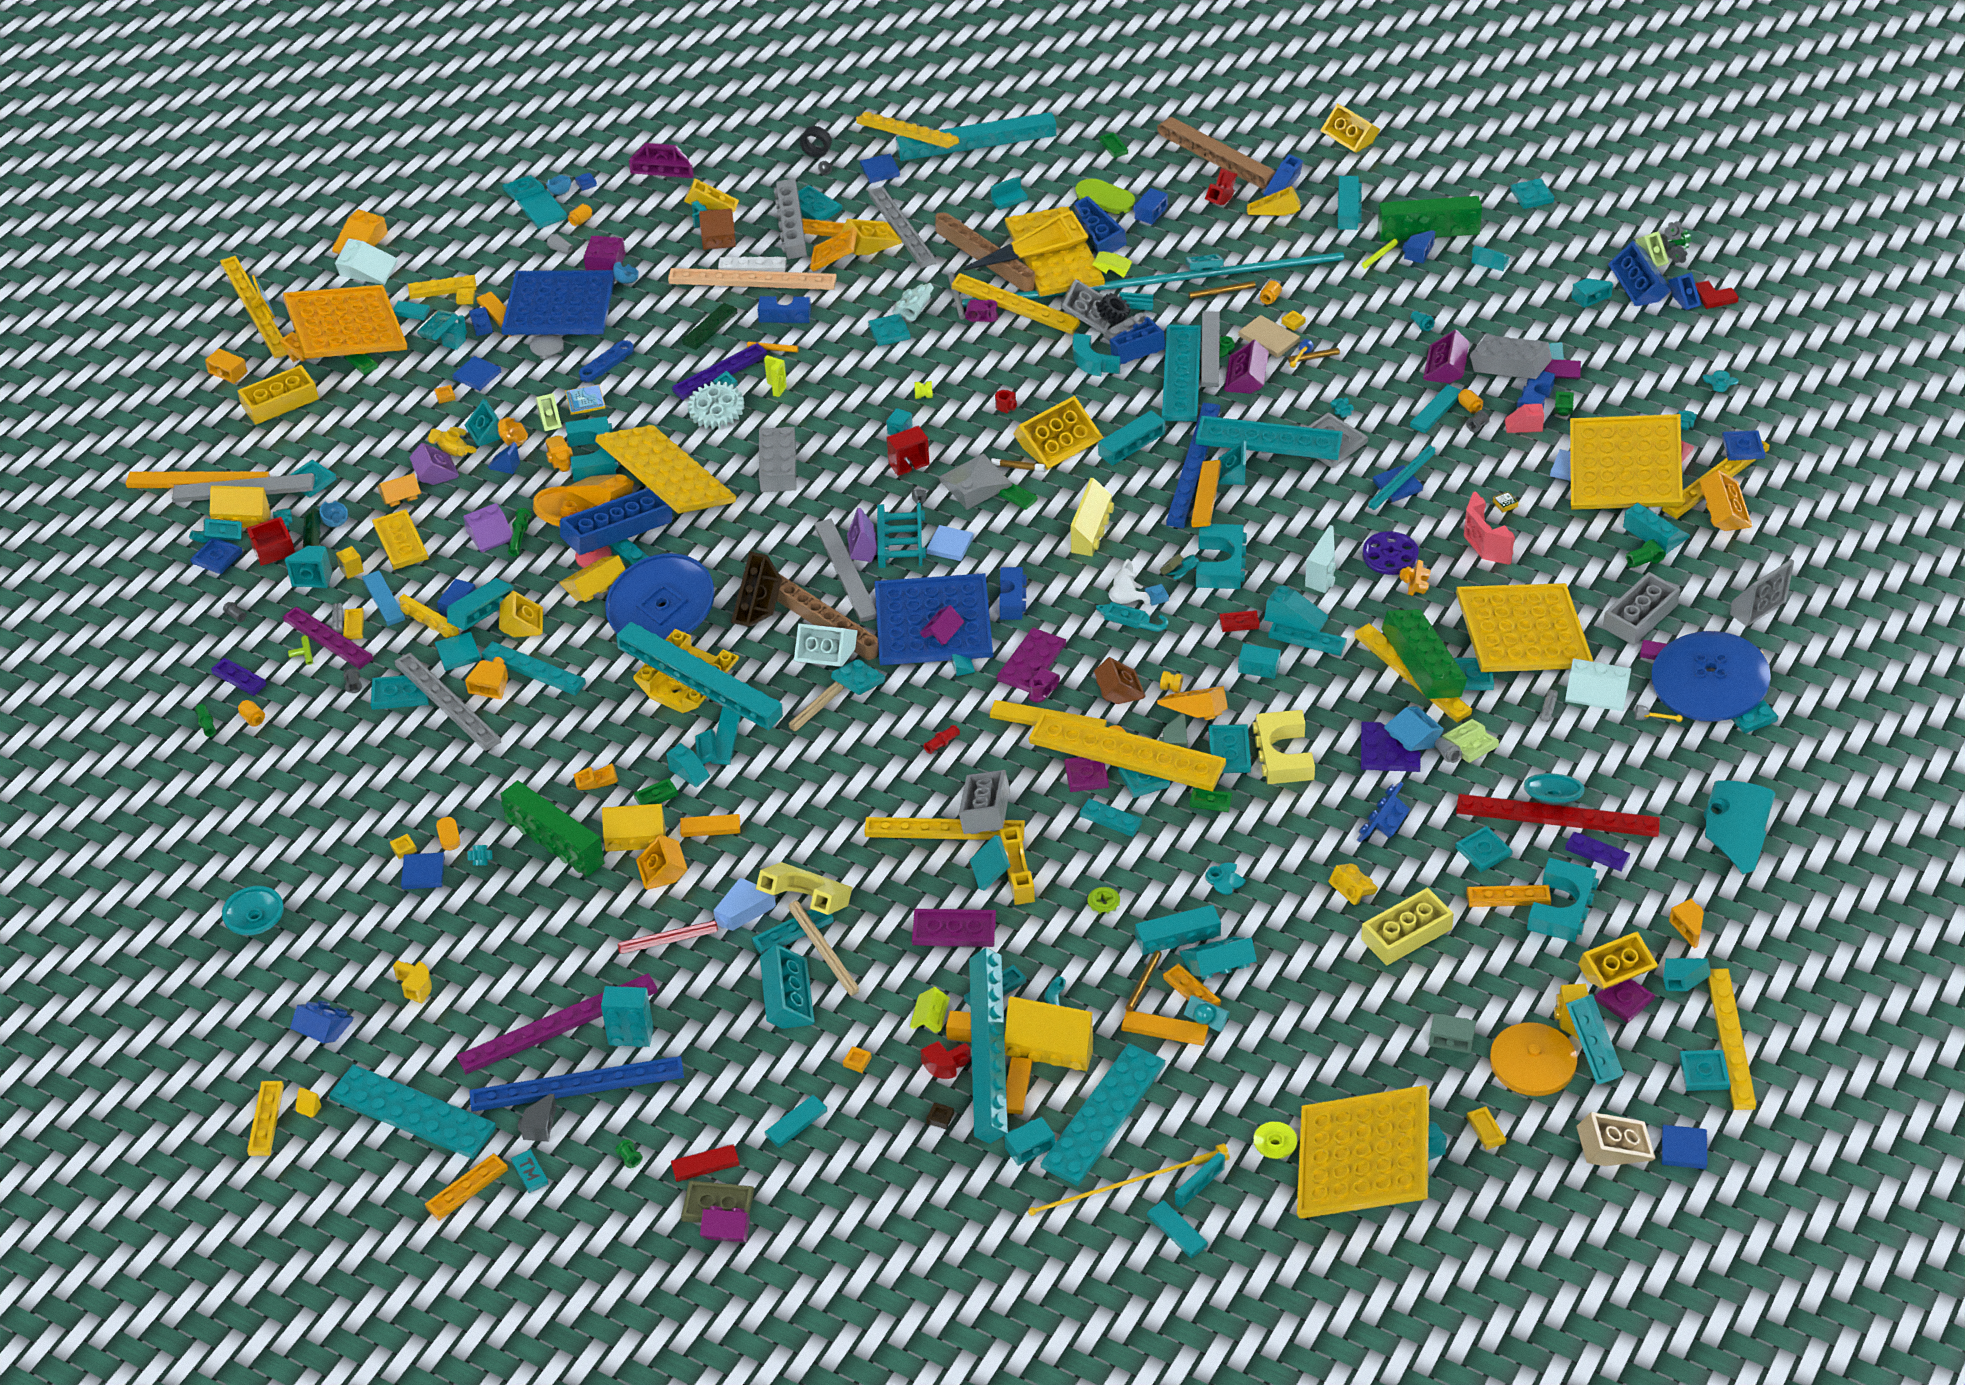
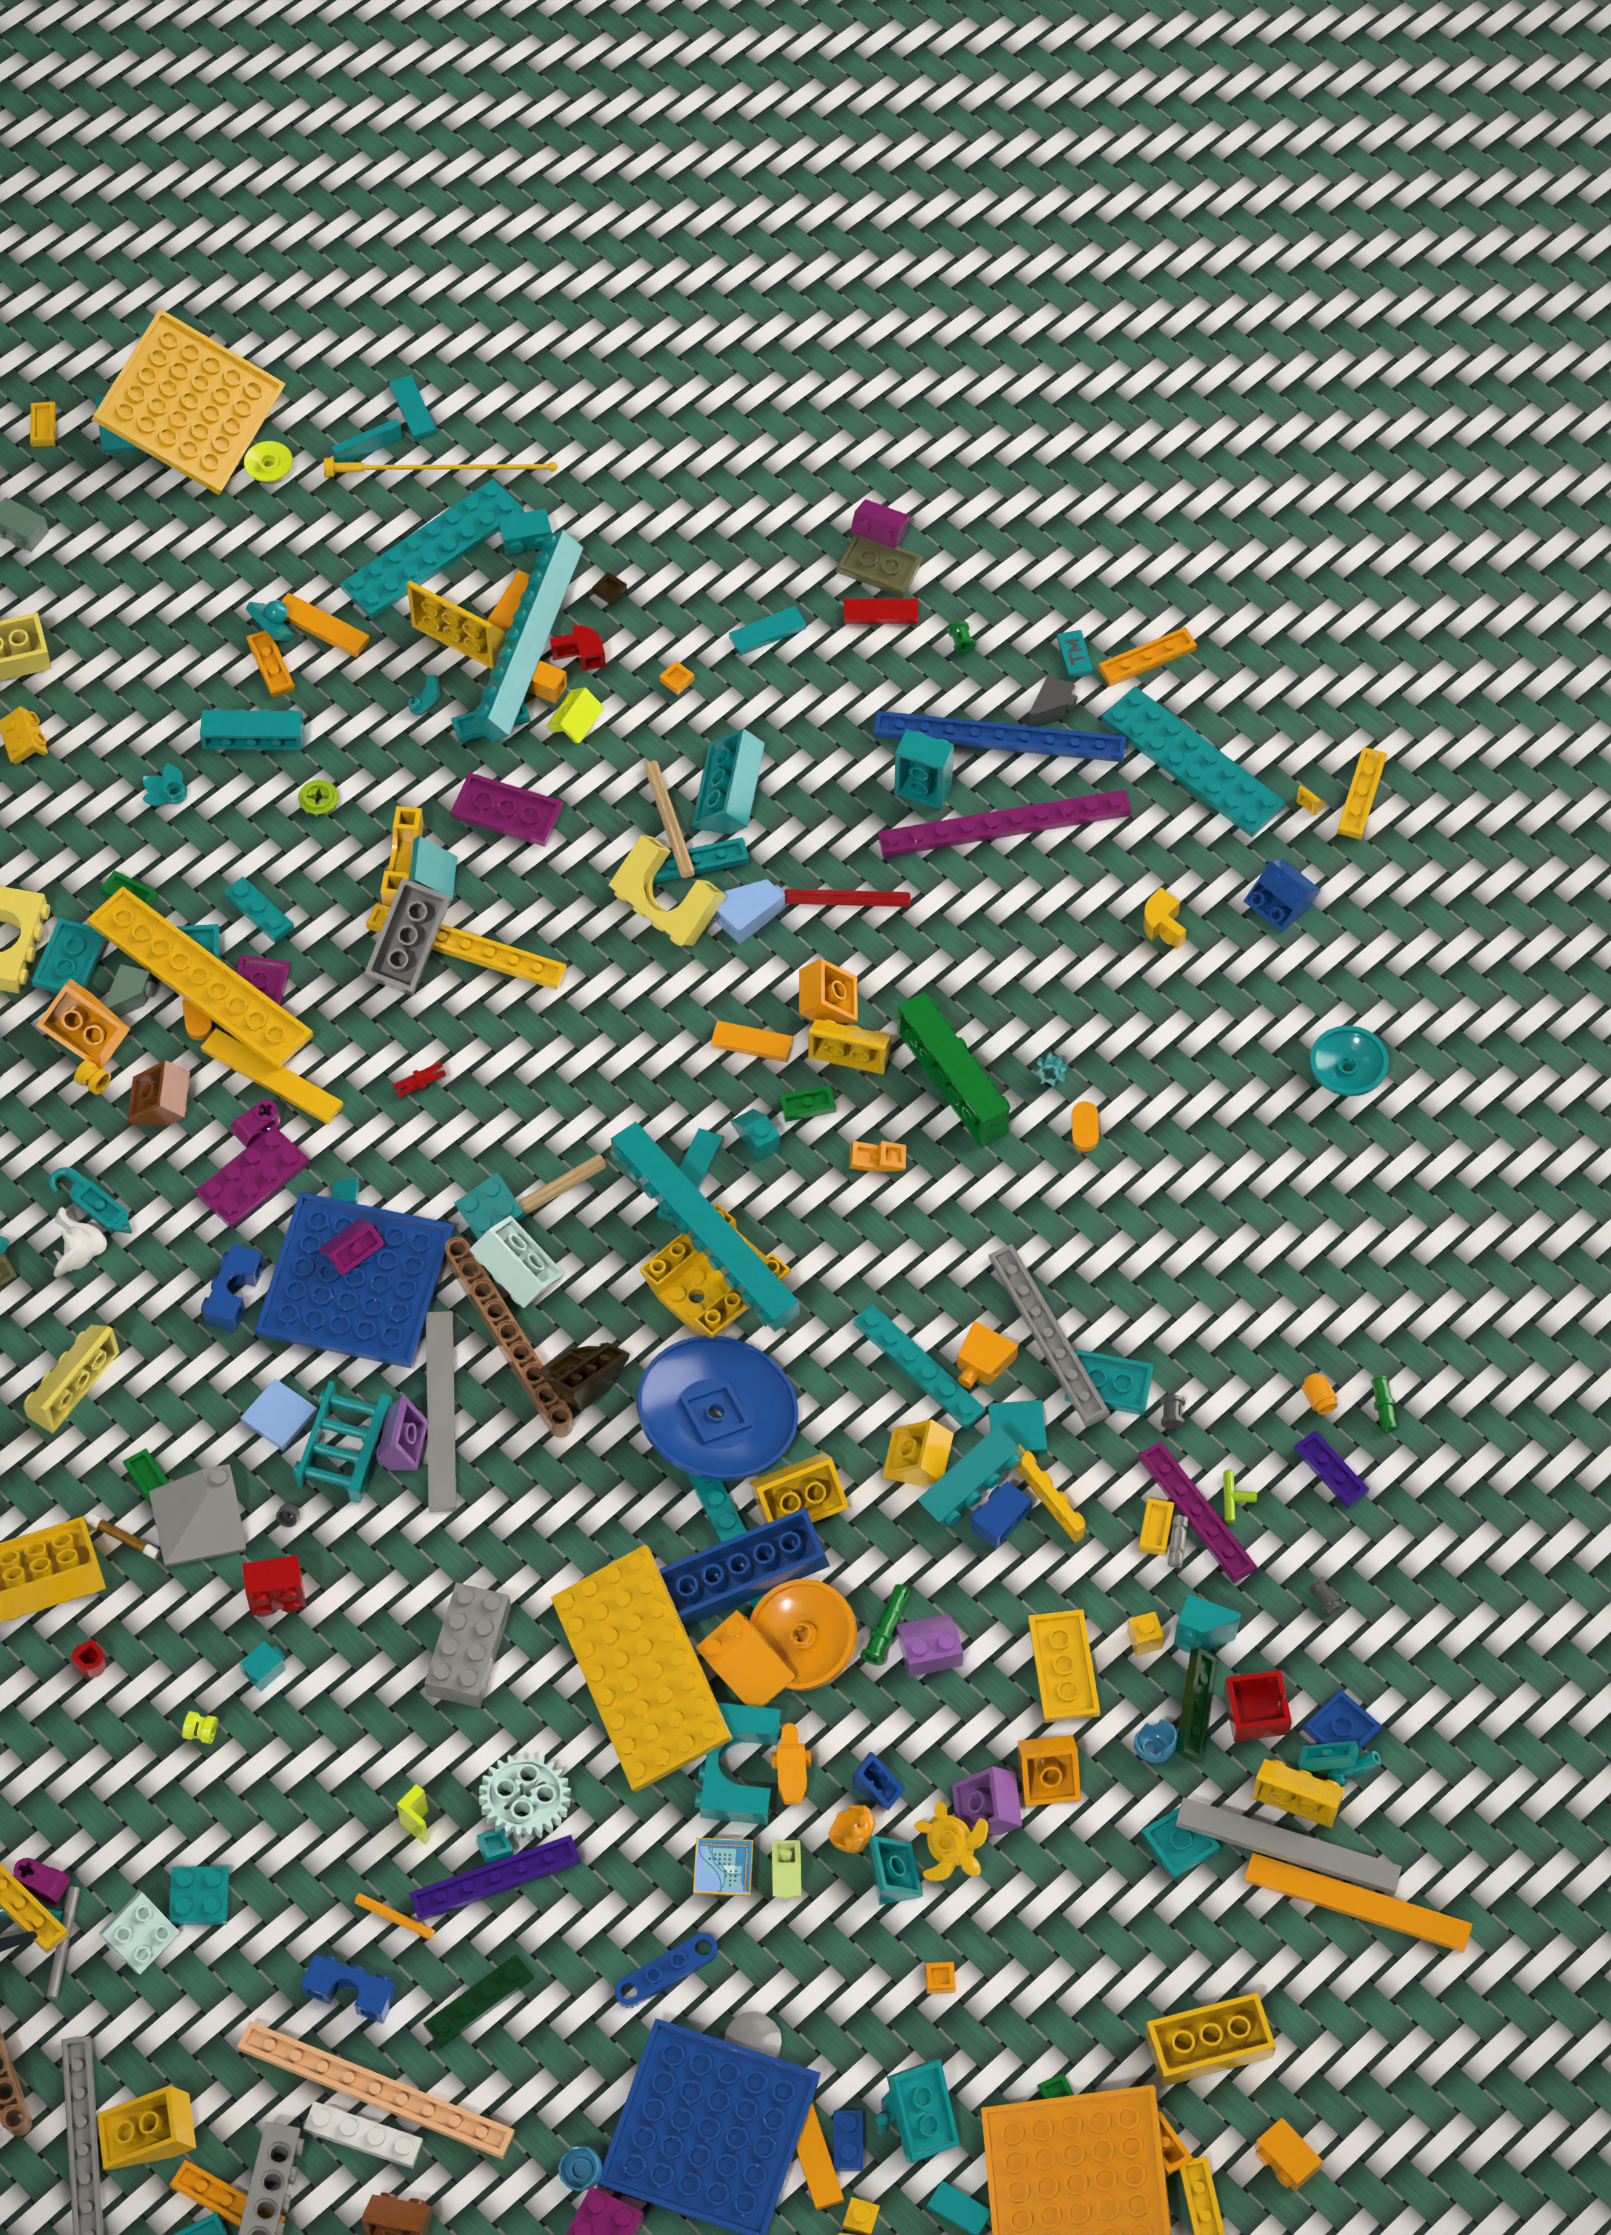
camera: 165 degrees left, 15 degrees up
(286, 515) = (1234, 1774): teal piece -> none
(383, 598) = (1106, 1562): dark azure tile -> none
(403, 846) = (1146, 1117): yellow plate -> none
(423, 870) = (1126, 1079): blue tile -> none
(477, 373) = (879, 2009): blue tile -> none
(706, 746) = (723, 1155): teal tile -> none
(833, 249) = (222, 2096): light orange tile -> none
(1143, 981) = (326, 675): pearl gold bar -> none
(1157, 594) = (41, 1235): dark azure plate -> none
(1219, 956) = (223, 681): teal slope -> none

